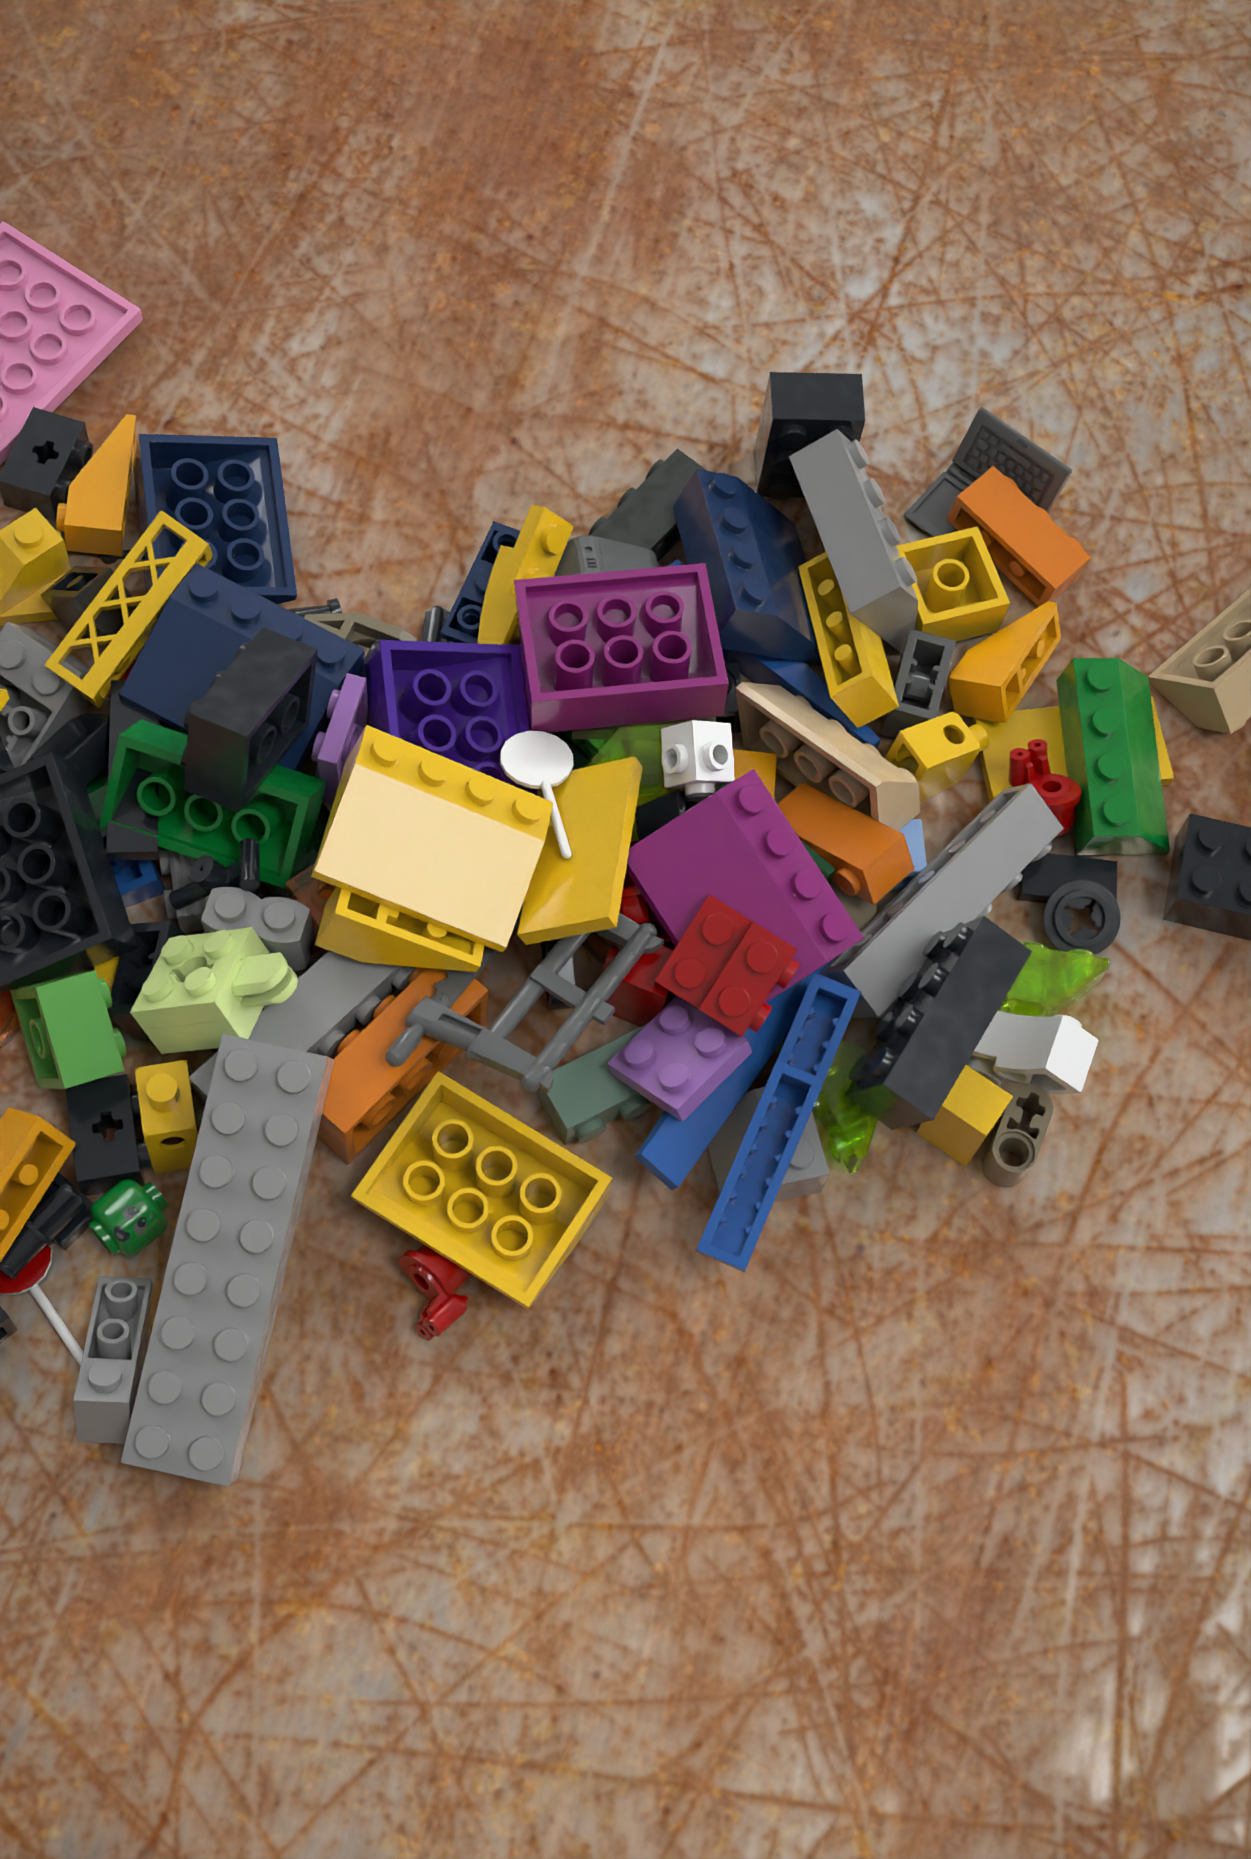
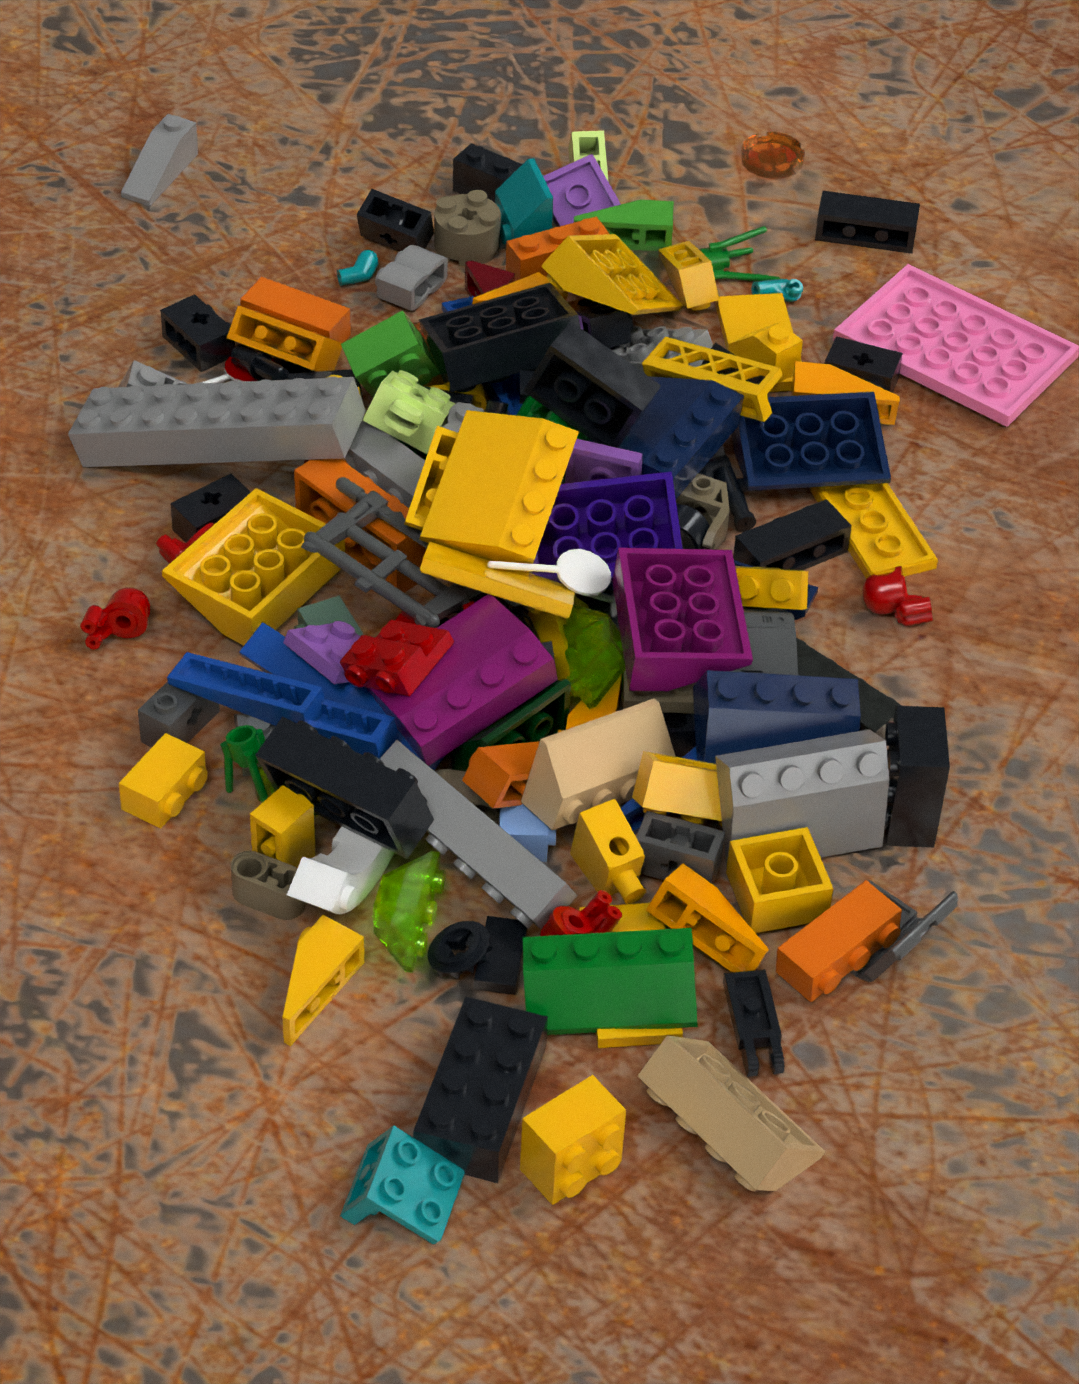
camera: 100 degrees right, 20 degrees down
(347, 1240) = (206, 505): none -> black brick
(349, 470) = (880, 529): none -> yellow tile
(381, 558) = (795, 539): none -> black brick
(470, 456) = (889, 595): none -> red piece
(568, 1367) = (123, 616): none -> red piece
(697, 757) = (586, 642): white brick -> none
(763, 1287) = (174, 713): none -> dark grey brick
(853, 1162) = (241, 748): none -> green plant
(866, 1278) = (163, 780): none -> yellow brick
(1121, 627) = (754, 1018): none -> black hinge
(1143, 1071) = (322, 966): none -> yellow slope

